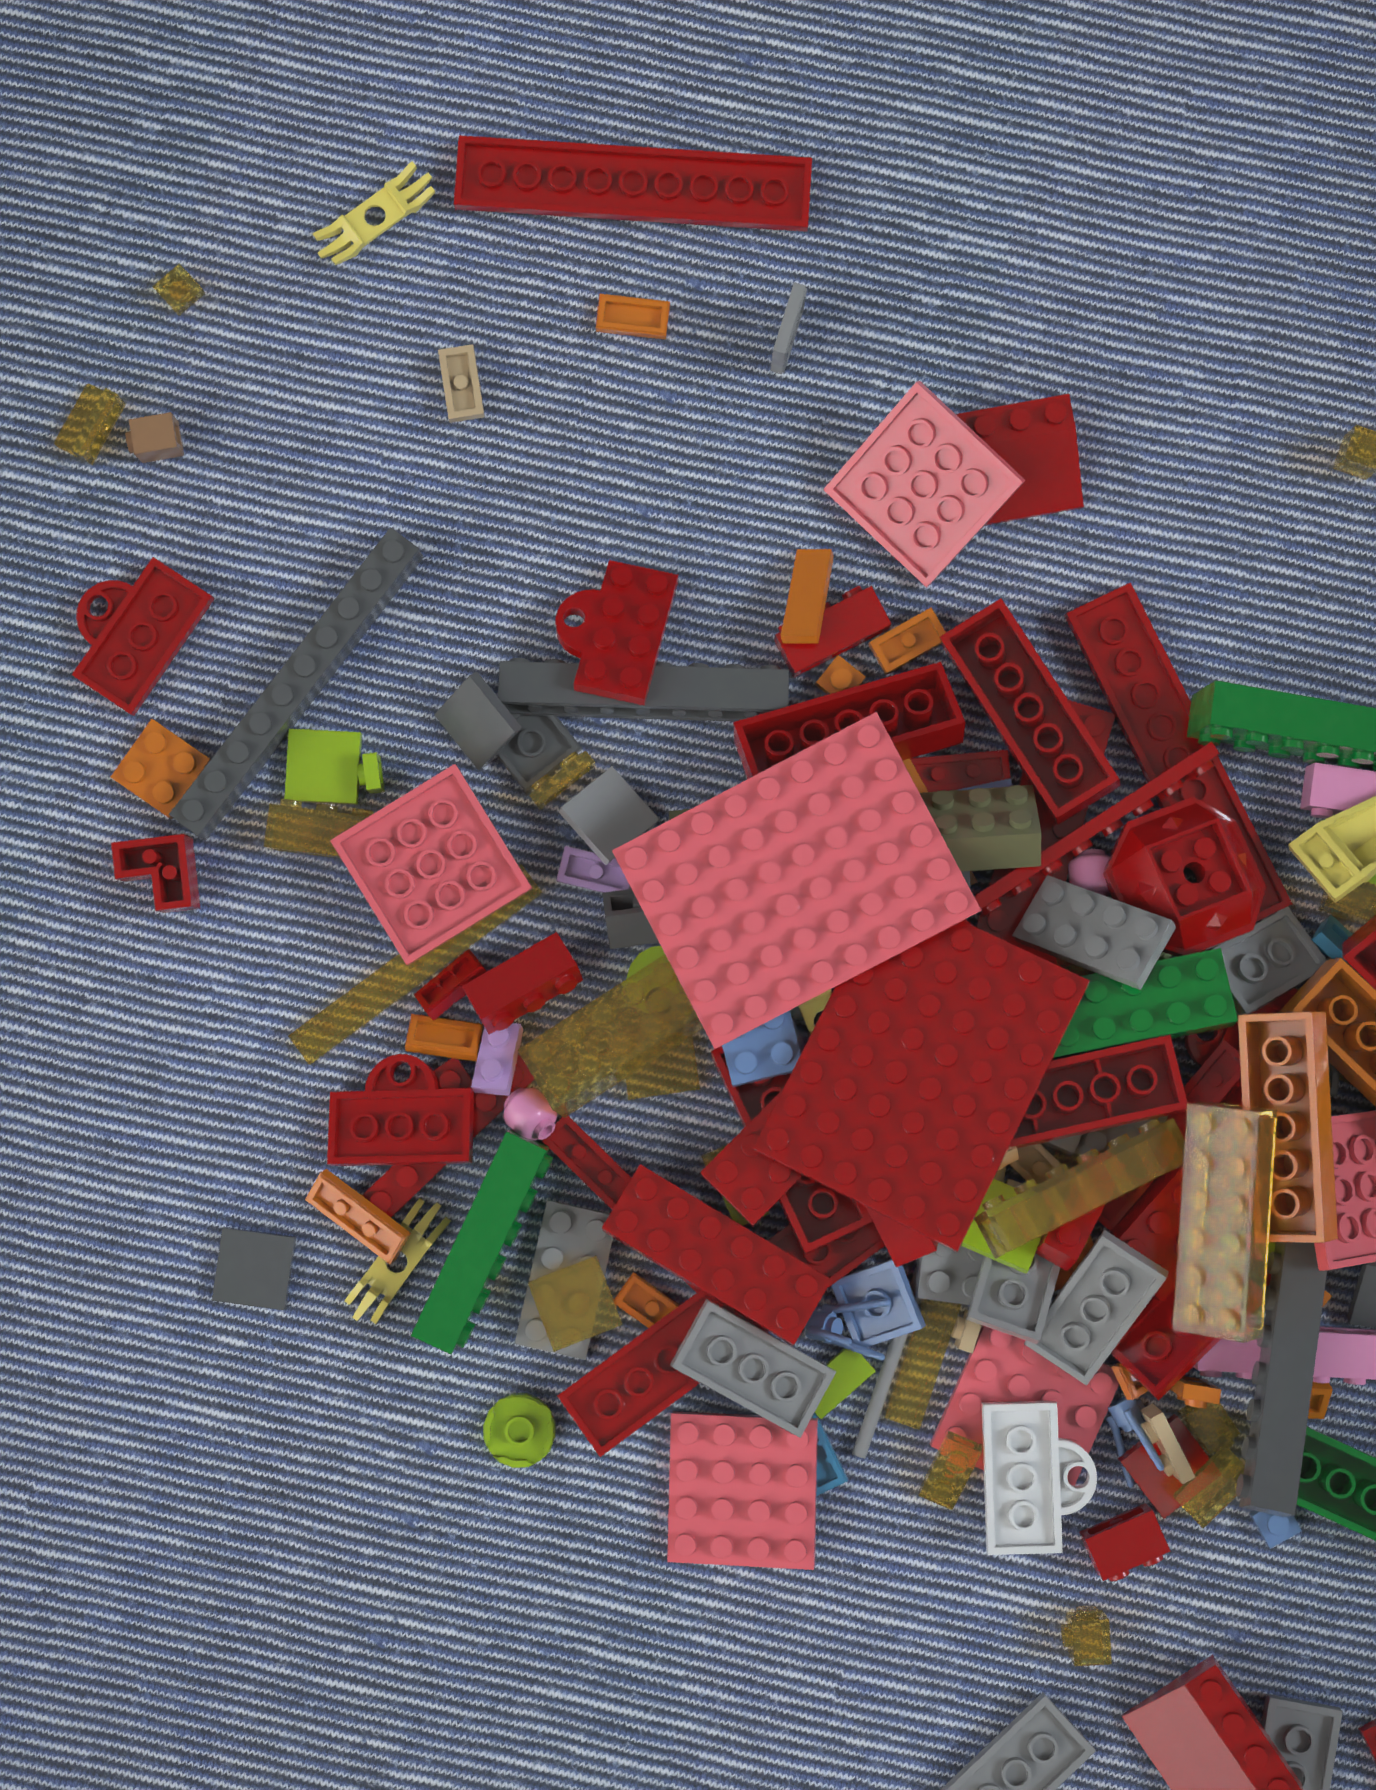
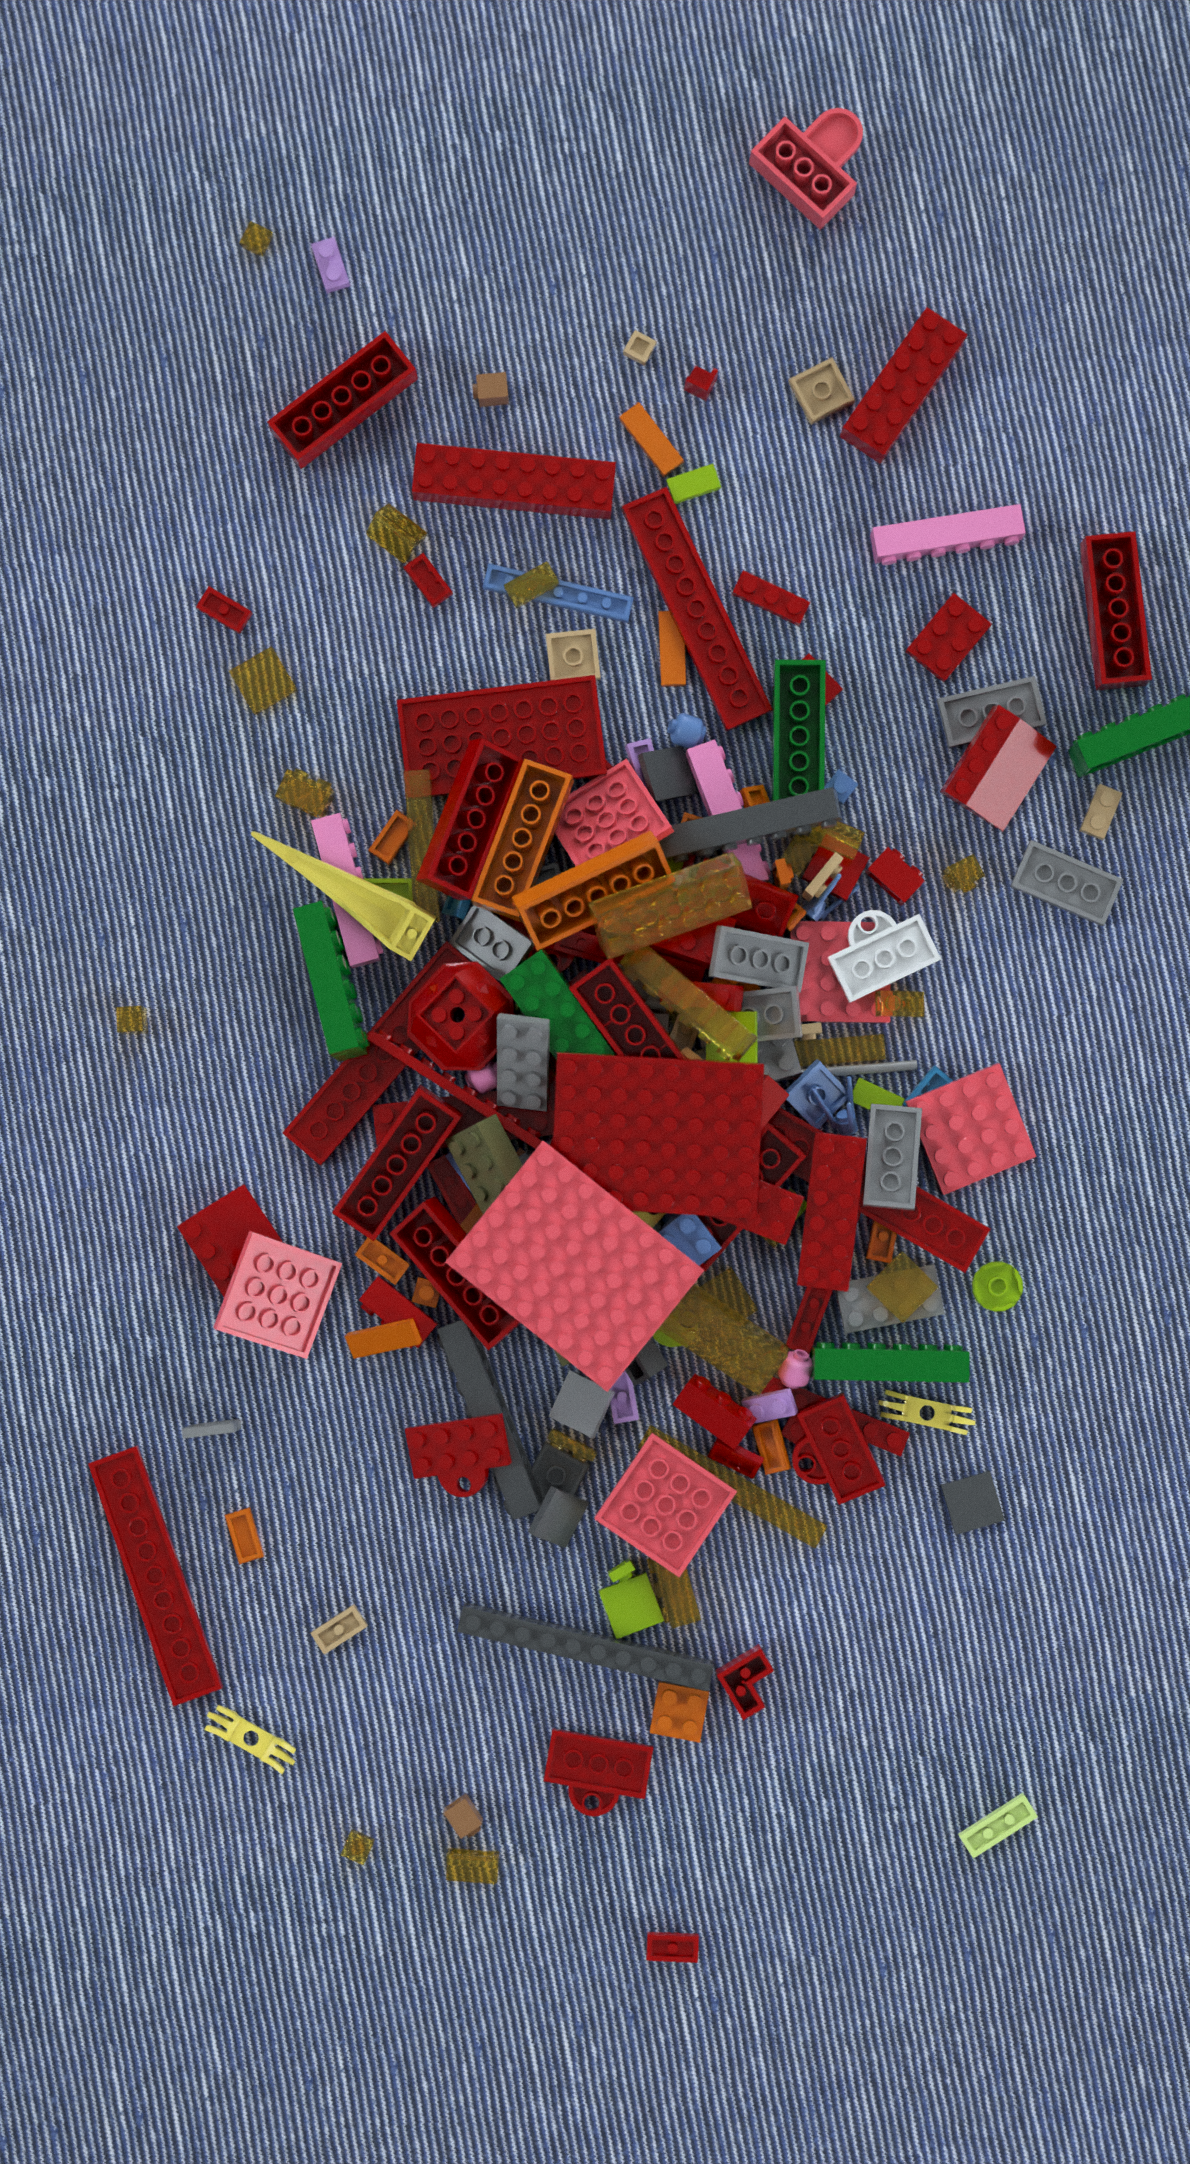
camera: 115 degrees left, 0 degrees up
(358, 1216) = (909, 1450): orange tile -> none

